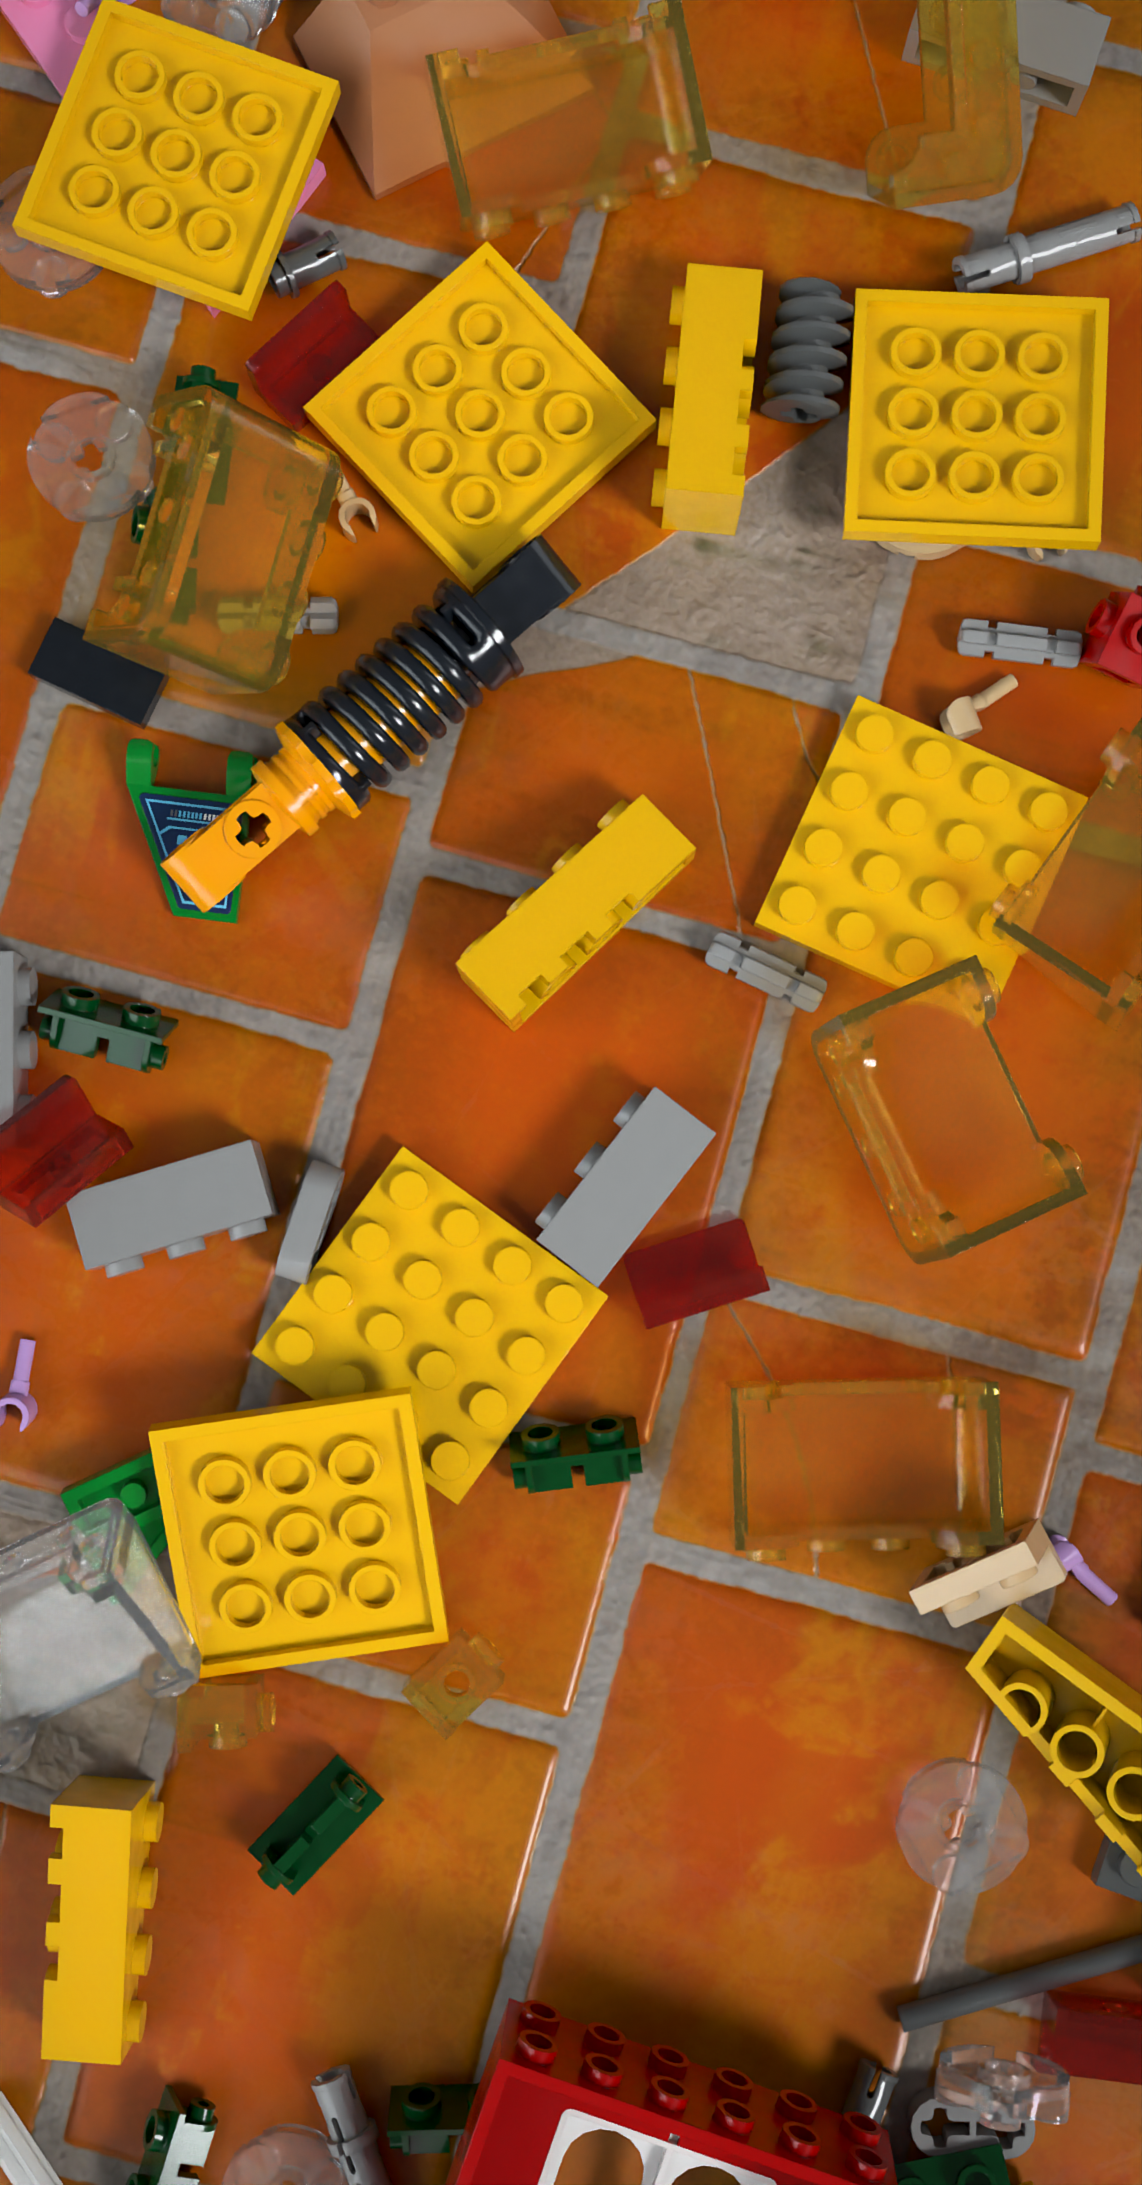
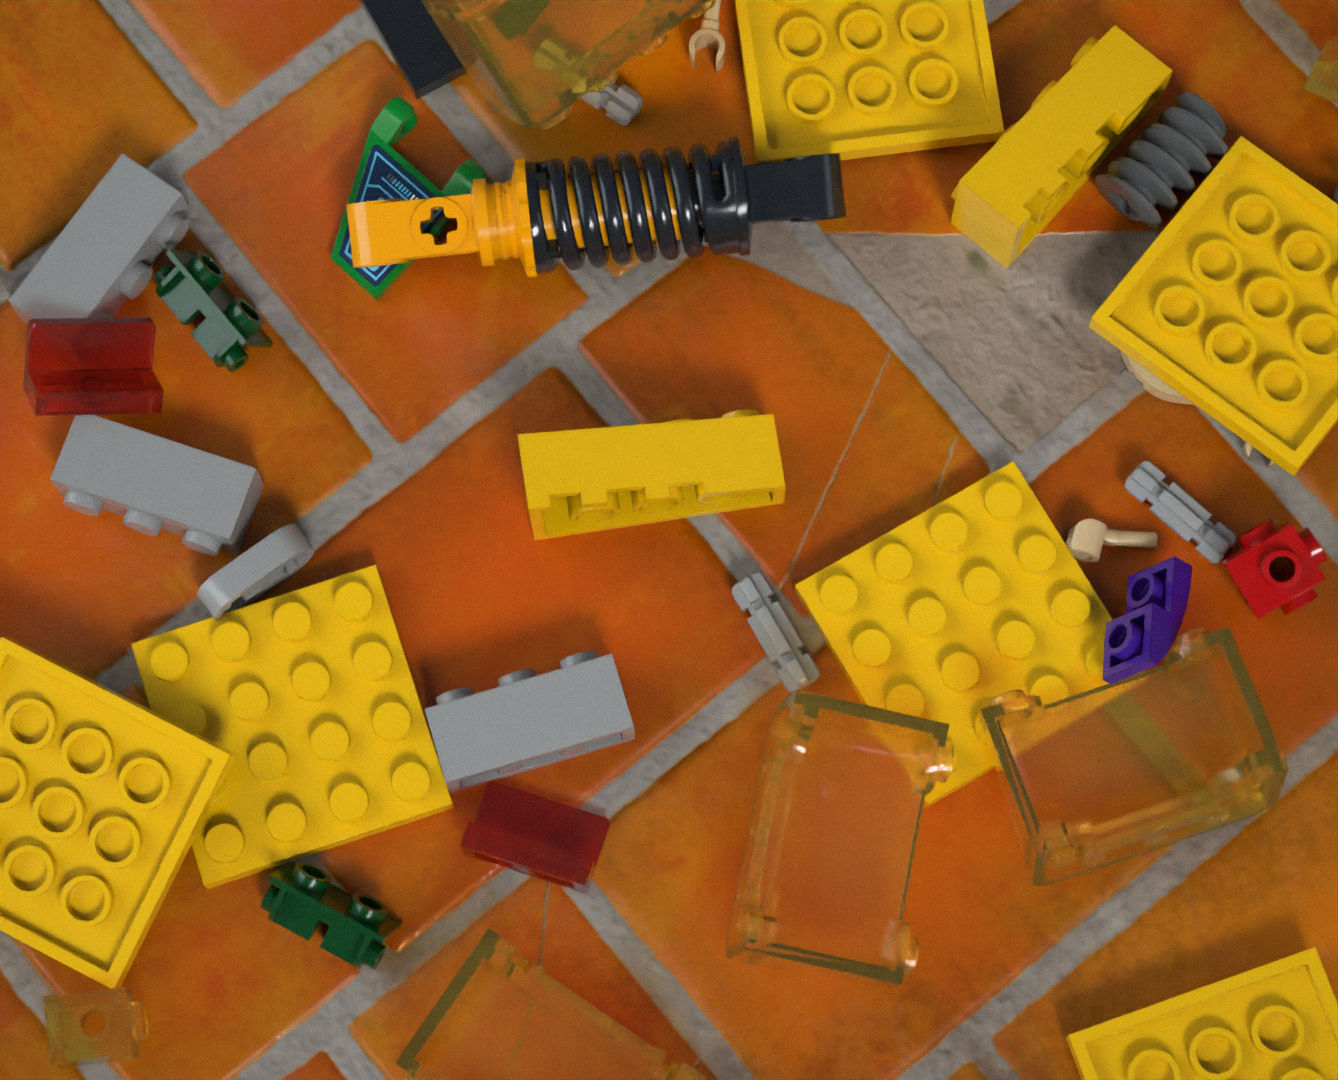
camera: 35 degrees right, 10 degrees down
(1068, 751) = (1151, 621): none -> dark purple slope

